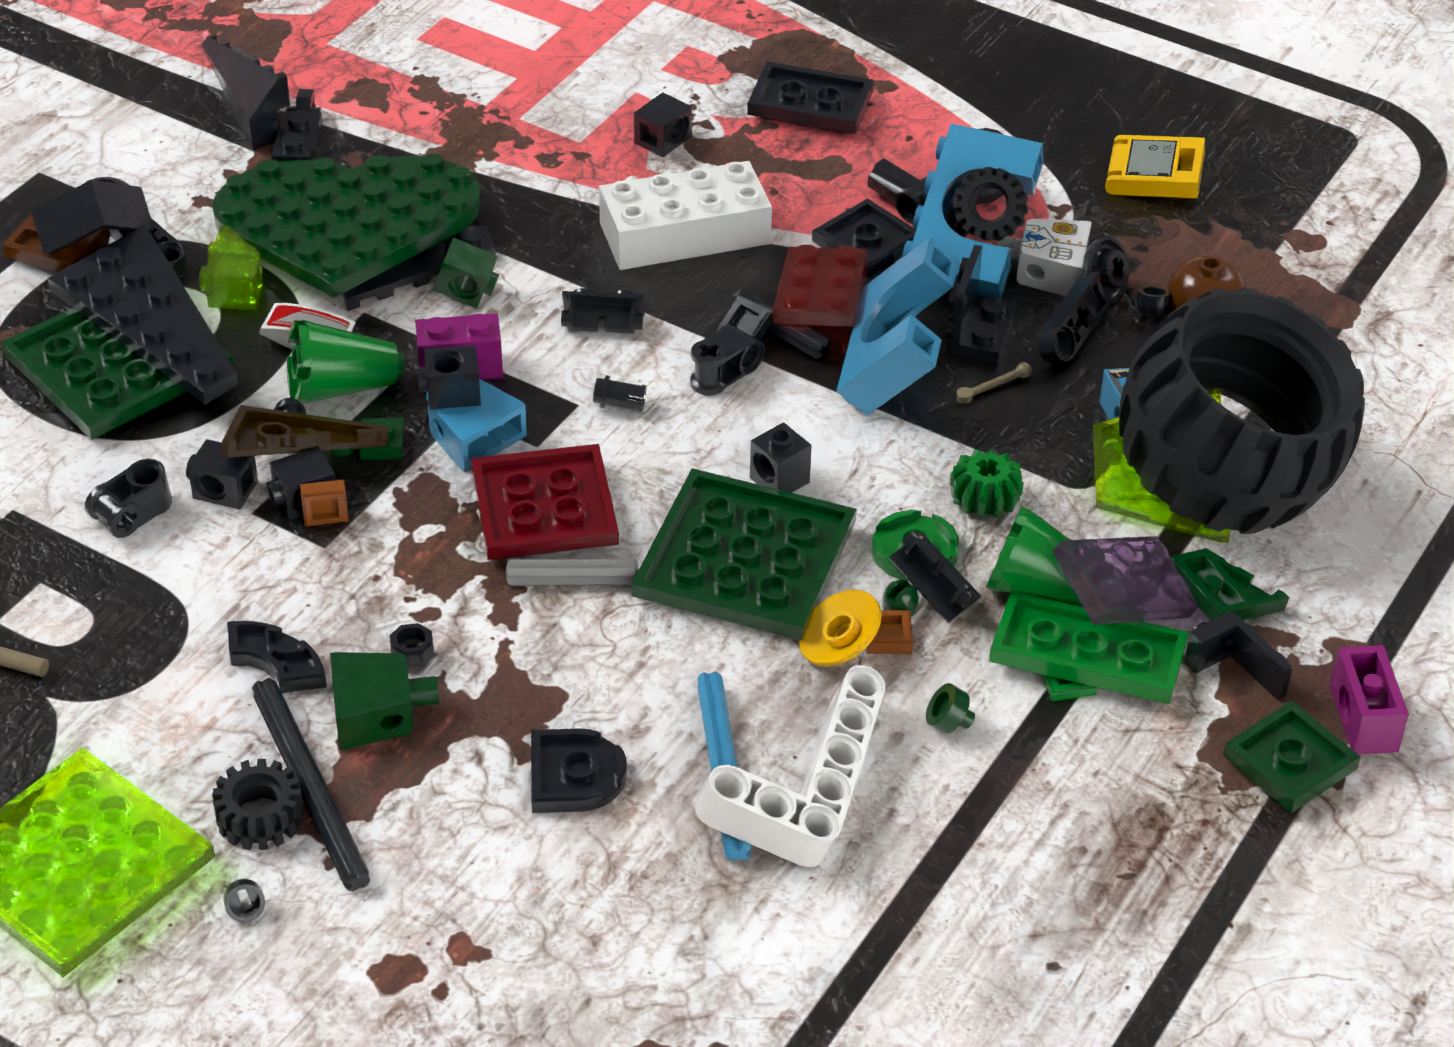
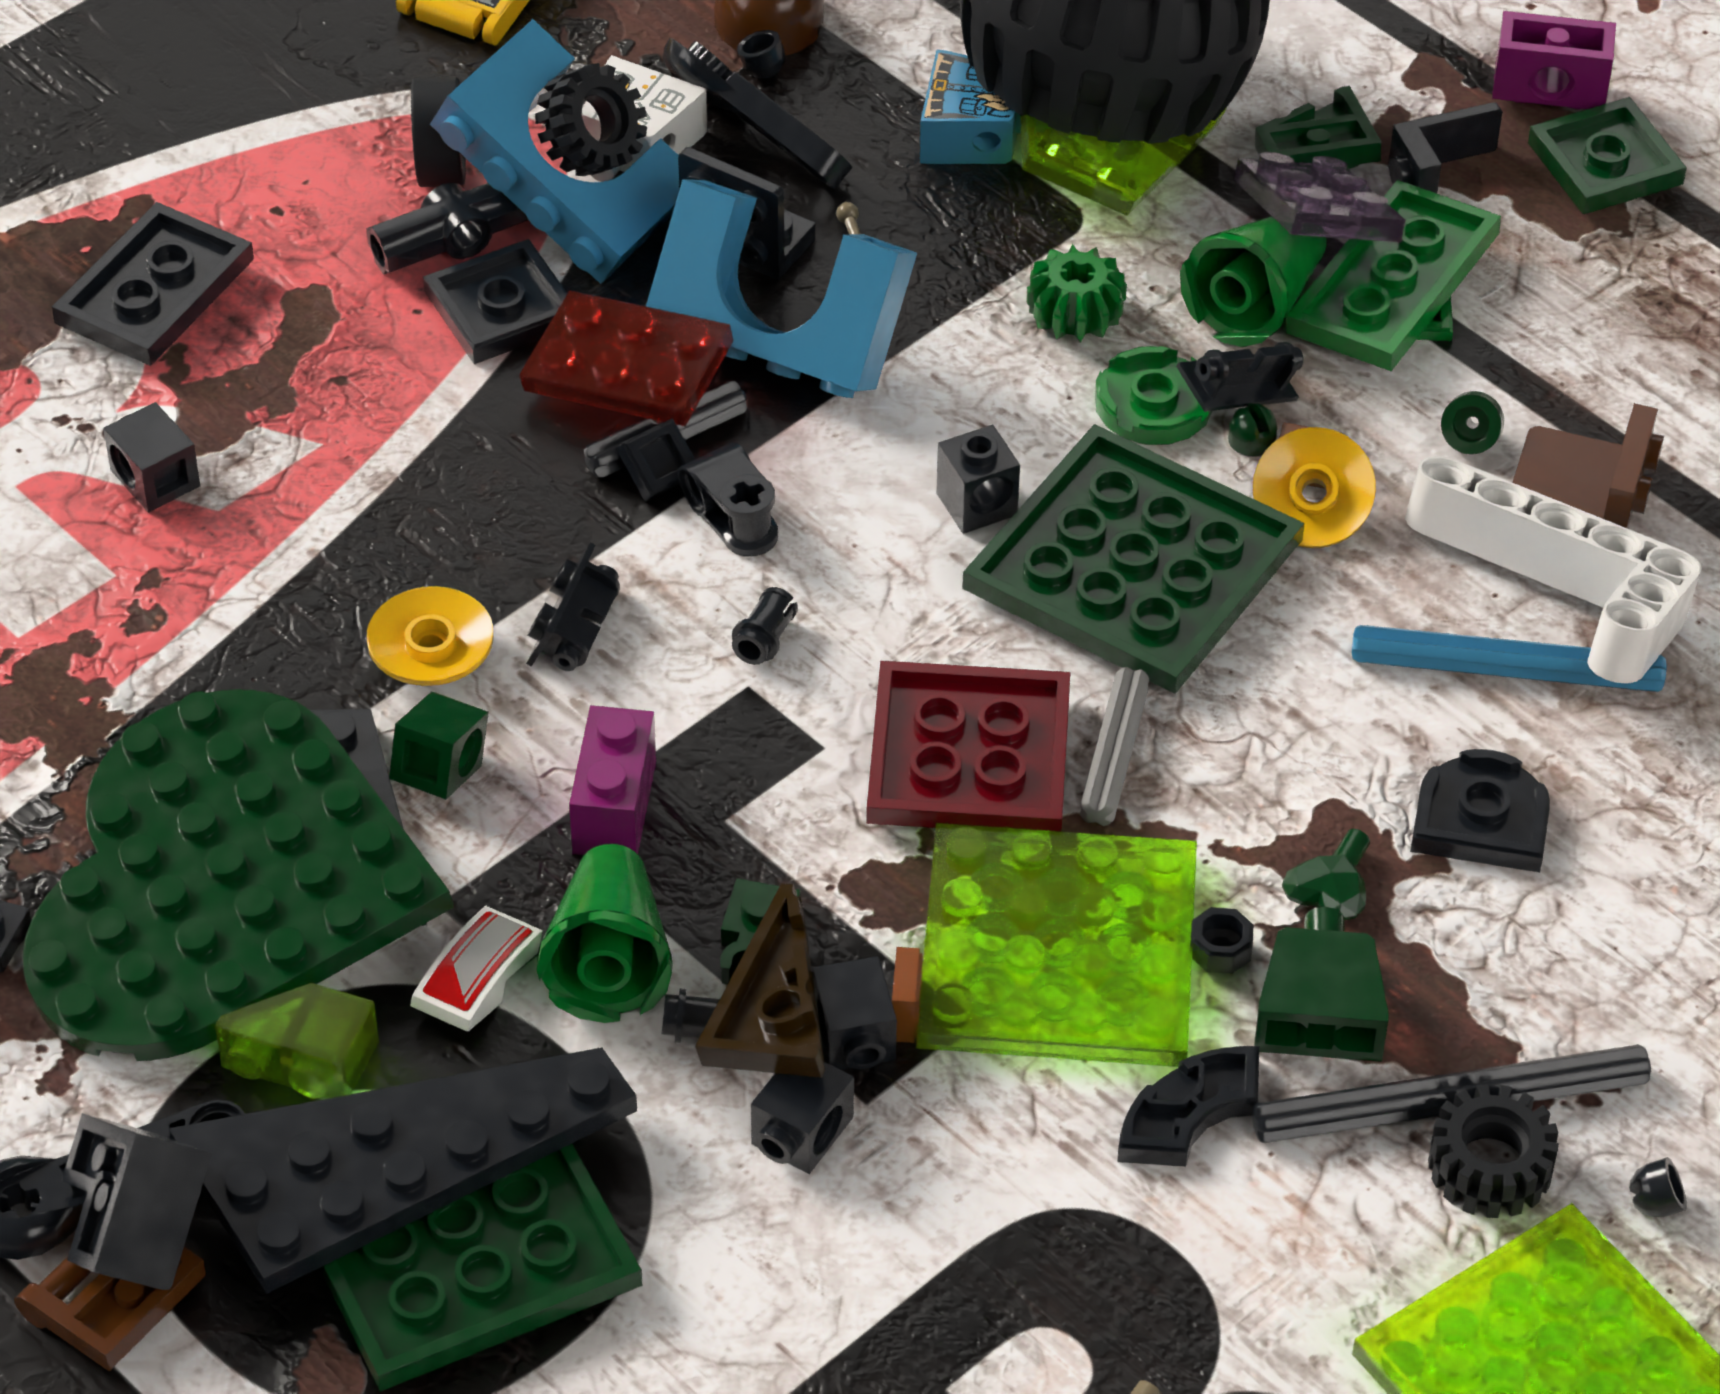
camera: 75 degrees left, 5 degrees up
(133, 497) = (826, 1243): black piece -> none
(395, 569) = (1058, 945): none -> clear neon green plate
(450, 377) = (743, 770): black brick -> none
(479, 429) = (776, 797): dark azure torso -> none
(482, 695) = (1331, 879): none -> dark green rock
(556, 256) = (430, 636): none -> yellow dish
(685, 214) = (388, 473): white piece -> none
(918, 782) = (1593, 472): none -> reddish brown bracket

